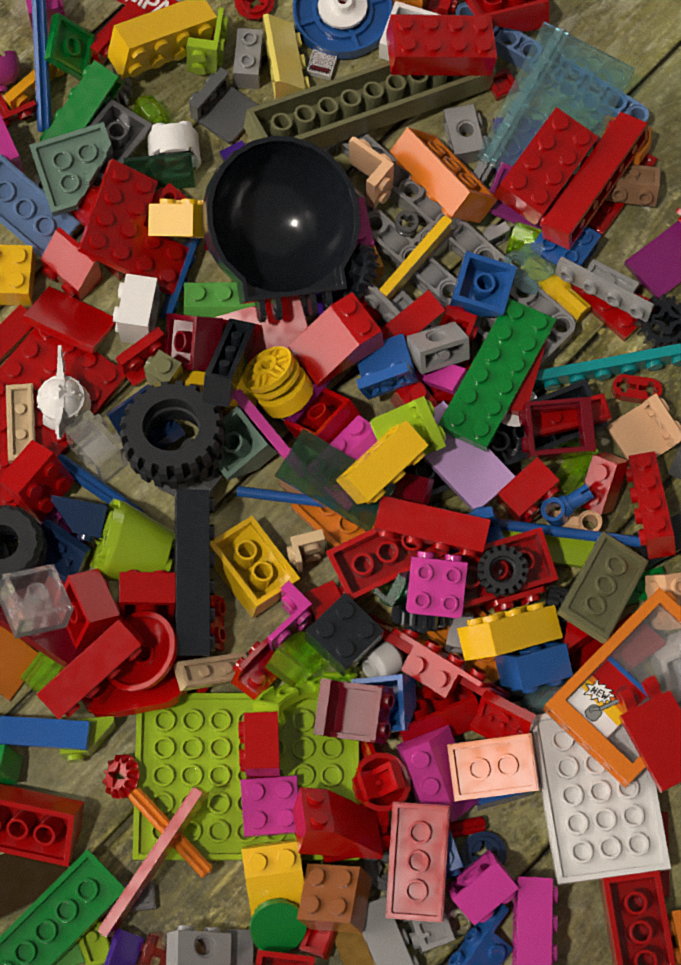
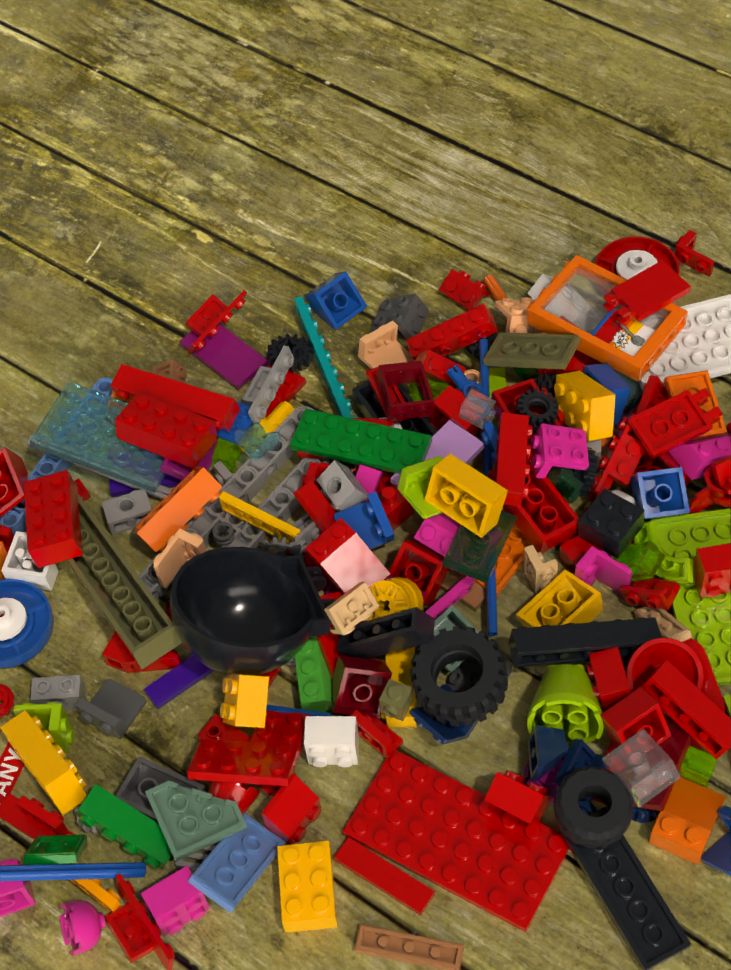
camera: 90 degrees left, 15 degrees down
(19, 418) = (460, 828): tan tile -> none
(62, 399) = (434, 789): white helmet -> none
(69, 320) = (347, 805): red tile -> none
(92, 483) = (510, 750): blue axle -> none
(96, 446) = (474, 752): clear brick -> none
(150, 110) = (117, 771): clear neon green brick -> none
(165, 169) = (184, 742): clear green piece -> none
(174, 139) = (160, 738): white brick -> none
(257, 325) = (351, 609): none -> tan bracket
(284, 56) = (62, 659): light yellow slope -> none
(321, 65) = (60, 636): tile -> none
(354, 711) = (673, 506): panel -> none
(462, 728) = (674, 422): none -> red tile
(483, 285) = (281, 464): blue slope -> none
(514, 504) = (477, 409): none -> clear brick
(636, 388) = (343, 368): red beam -> none

